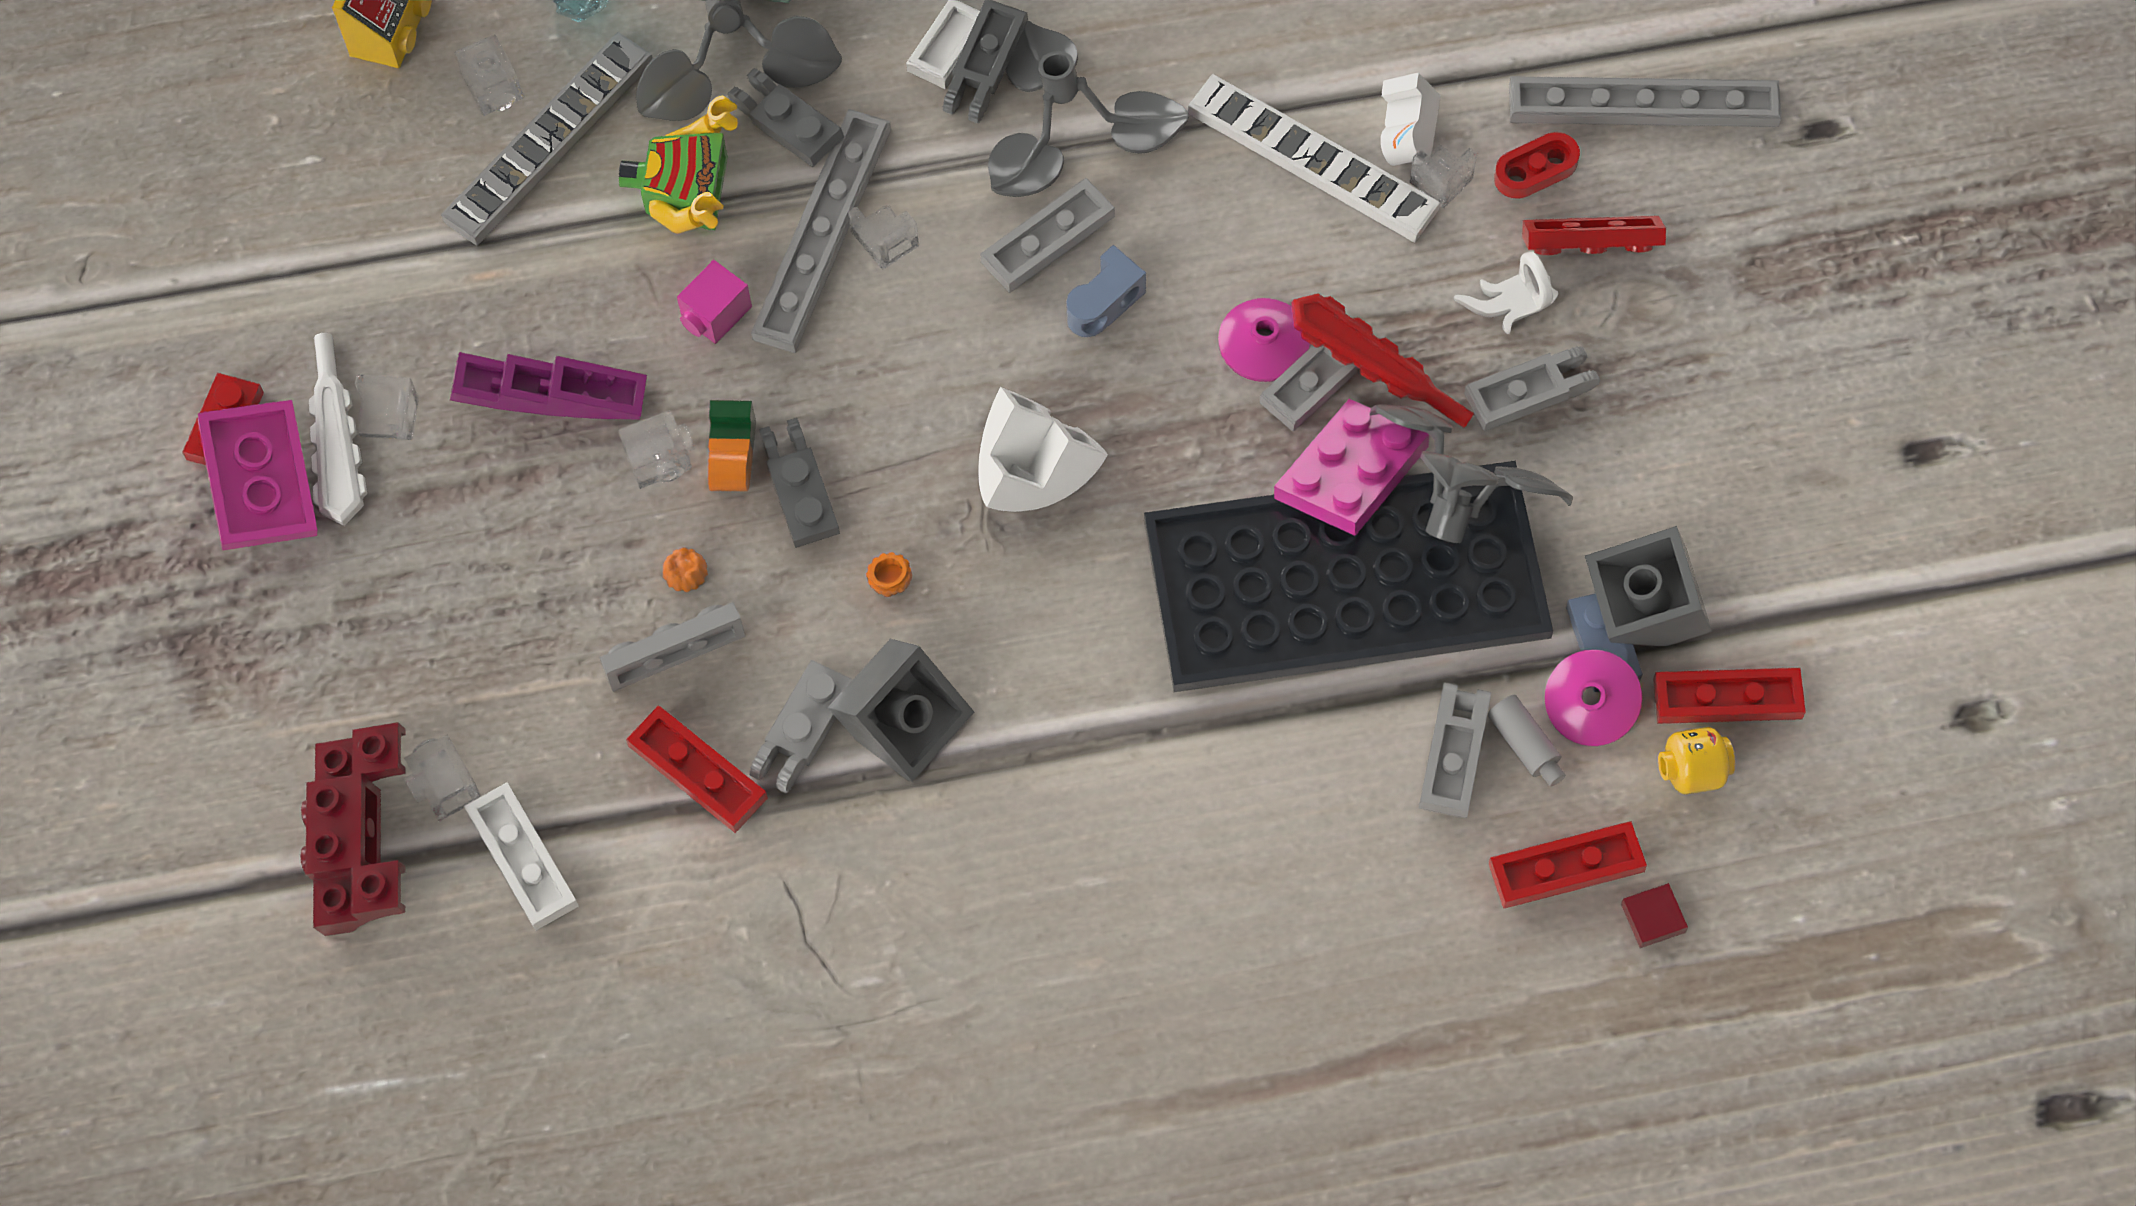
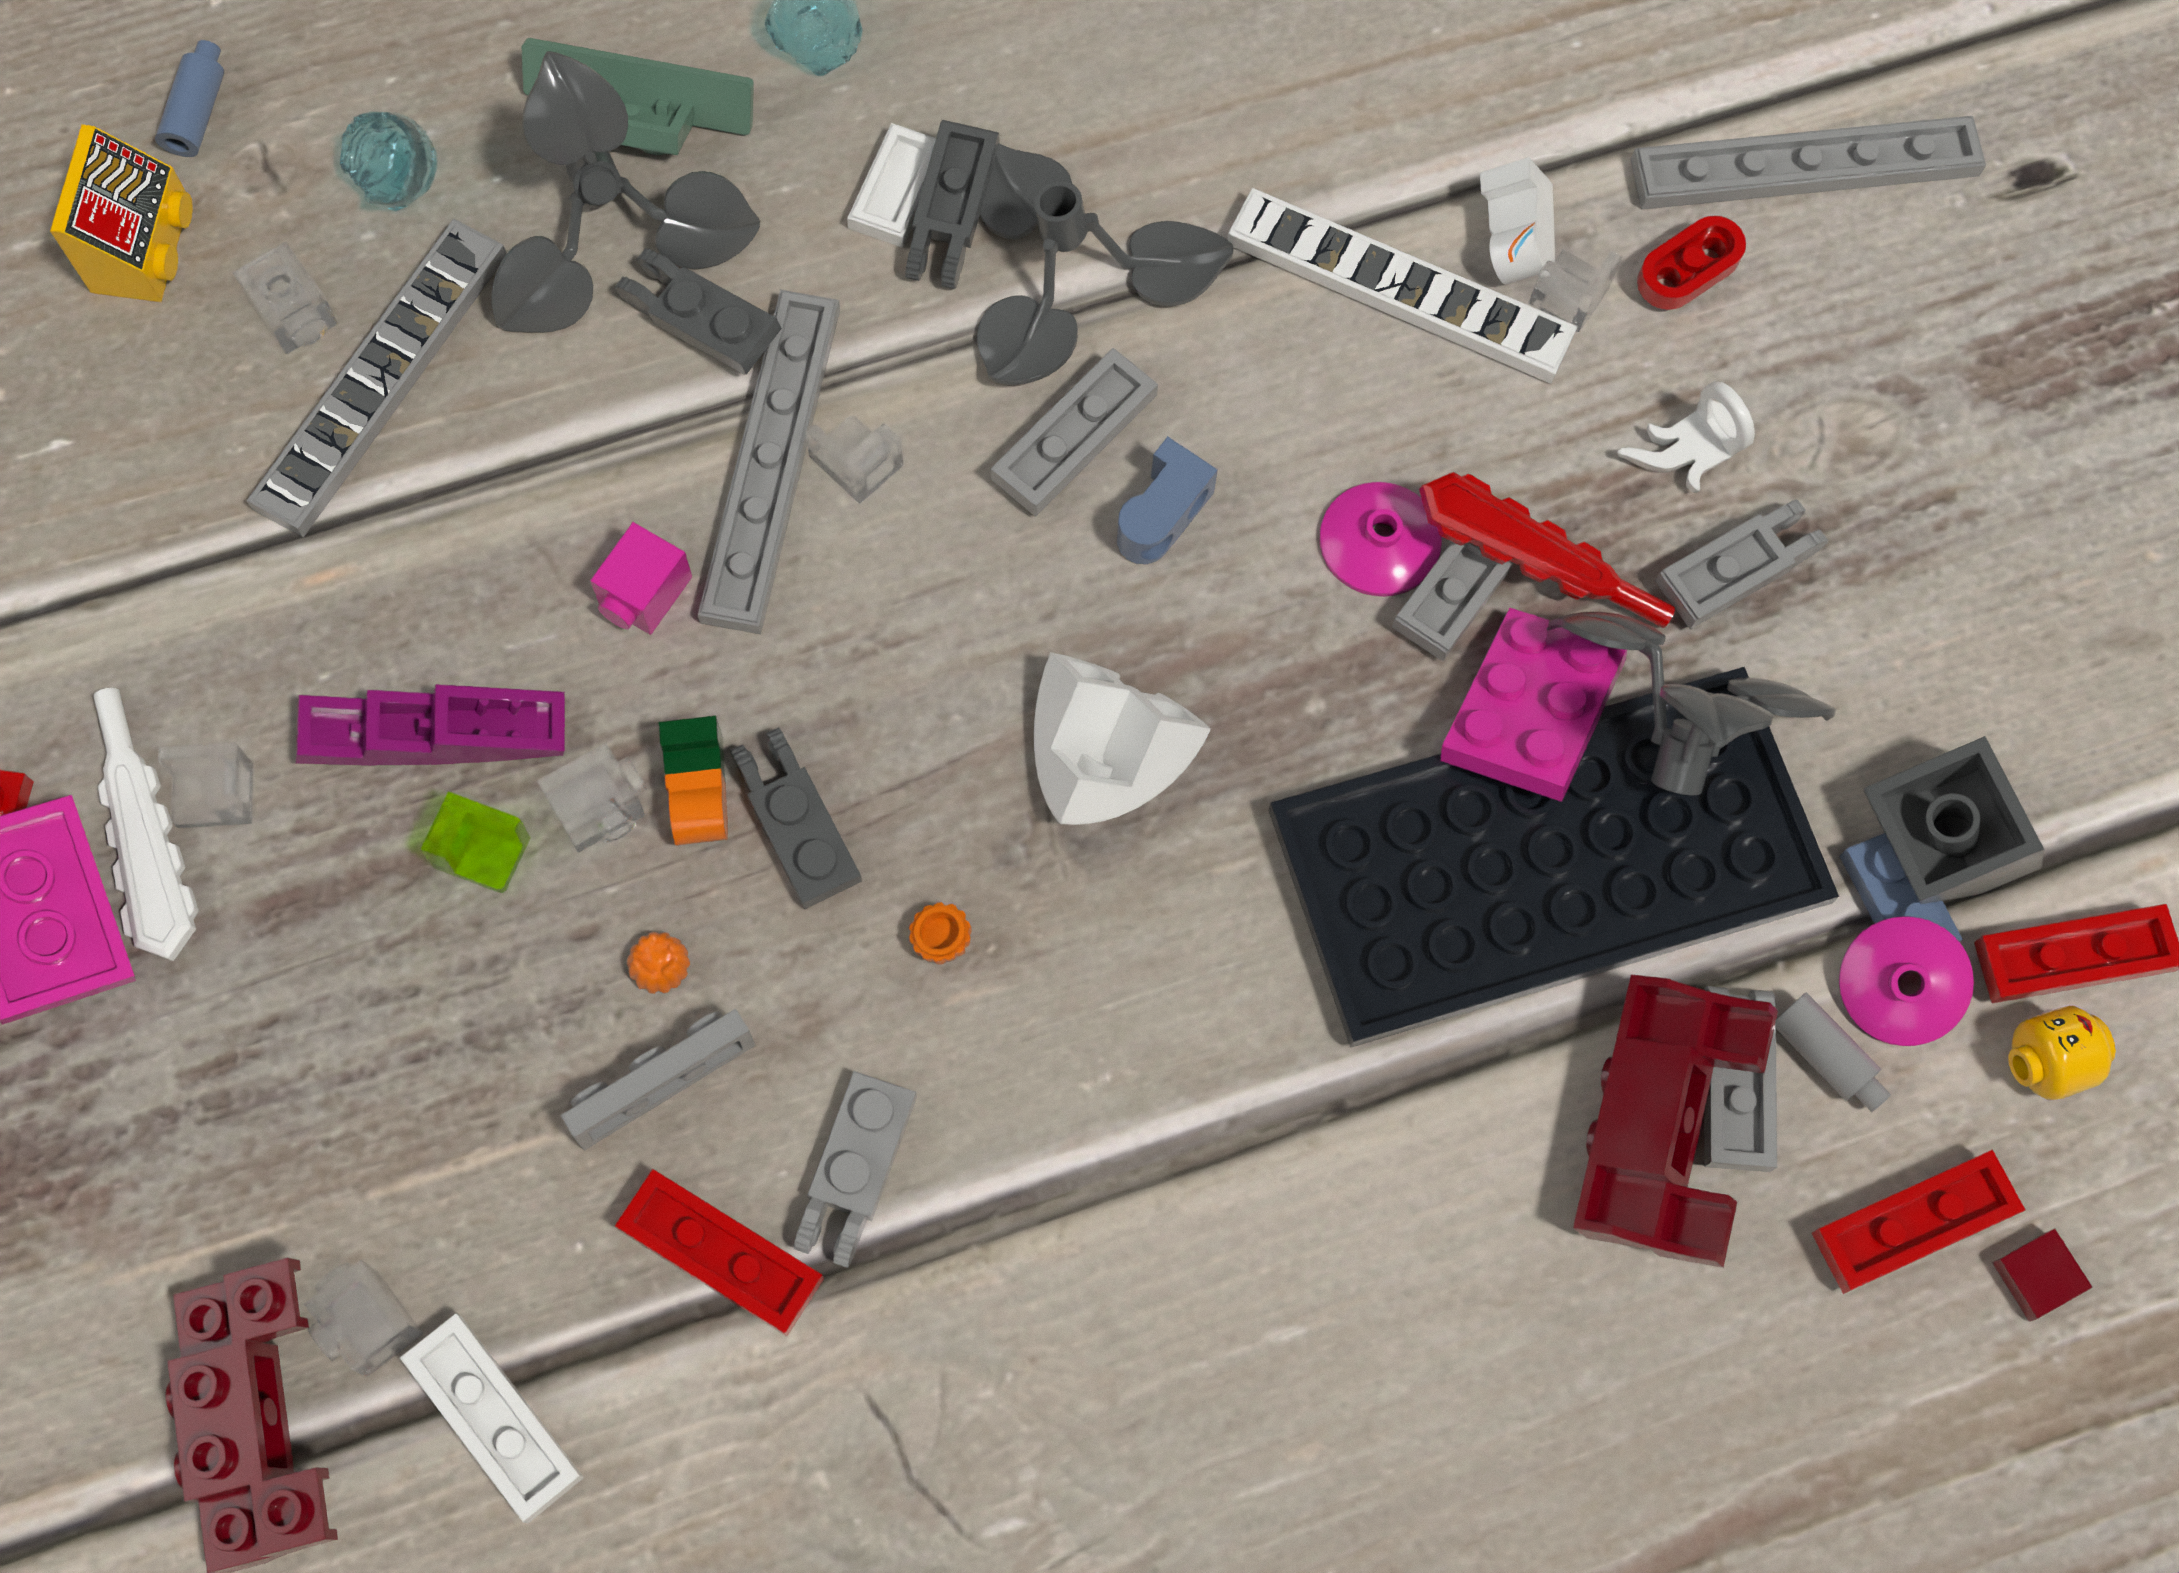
camera: 15 degrees left, 5 degrees up
(568, 470) = (475, 842): none -> clear neon green panel
(685, 171) = (574, 402): torso -> none
(901, 708) = (989, 1125): dark grey slope -> none
(1382, 762) = (1654, 1114): none -> dark red bracket
(1594, 234) = (1783, 346): red plate -> none

